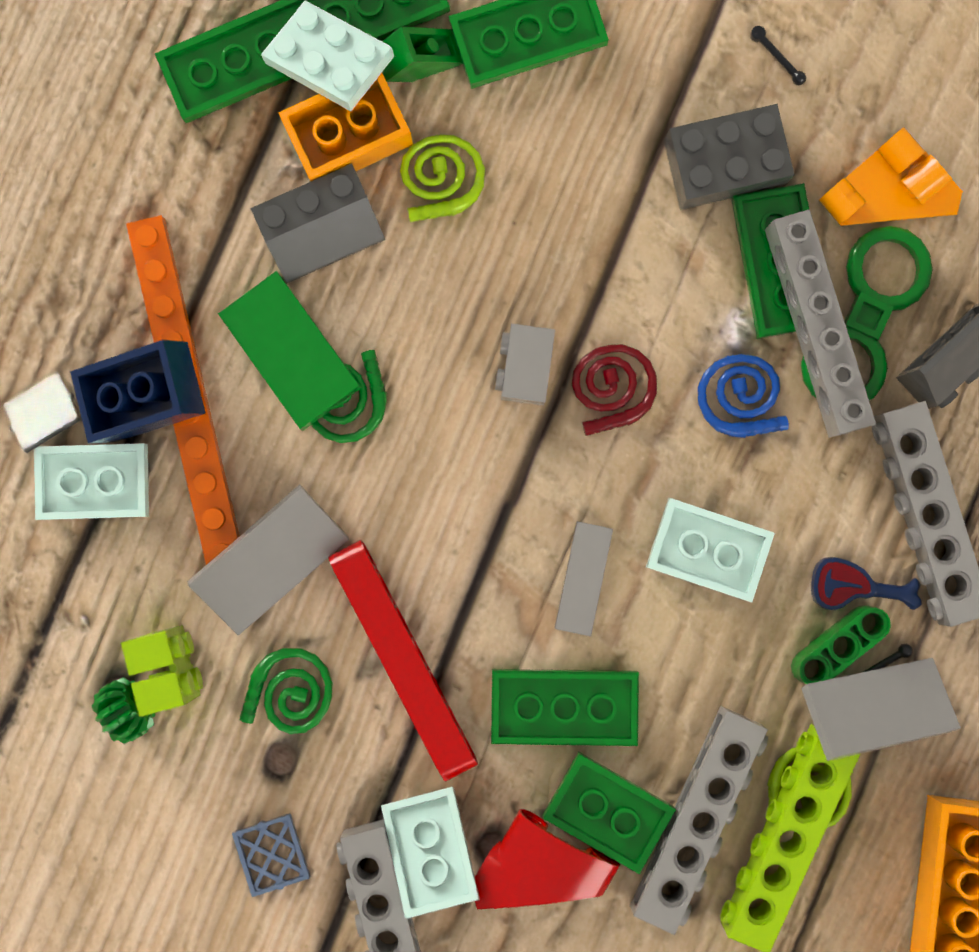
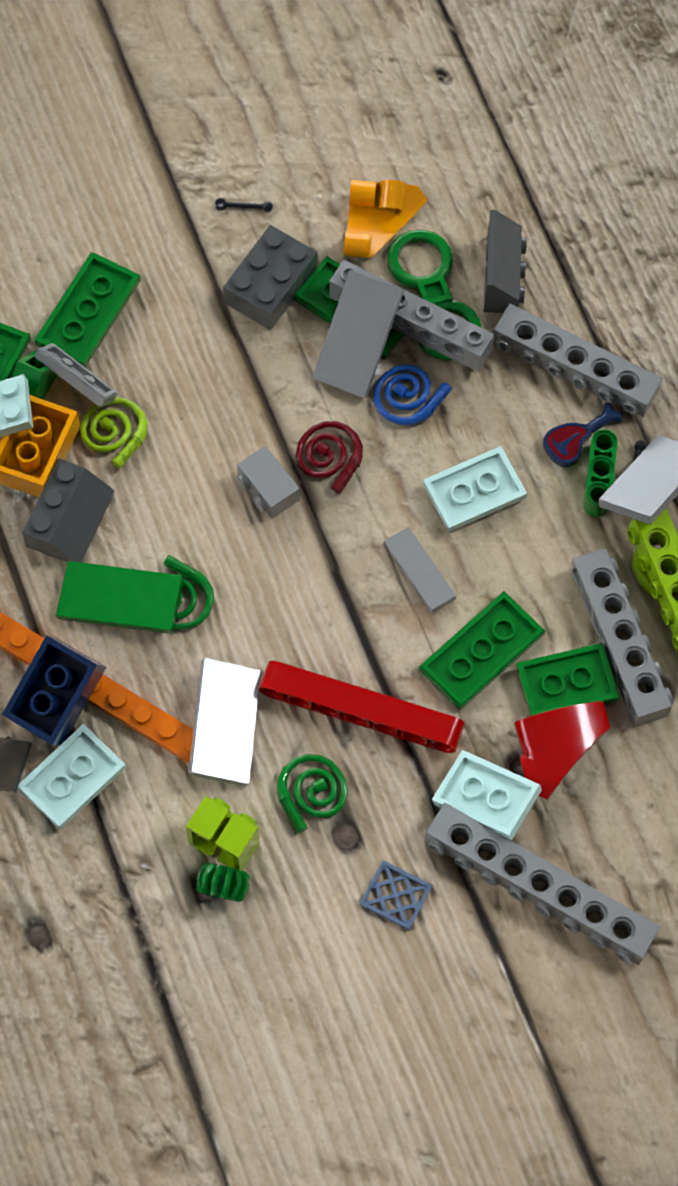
camera: 45 degrees left, 20 degrees down
(450, 90) = (76, 374): none -> light grey tile
(751, 297) = (358, 333): none -> light grey tile

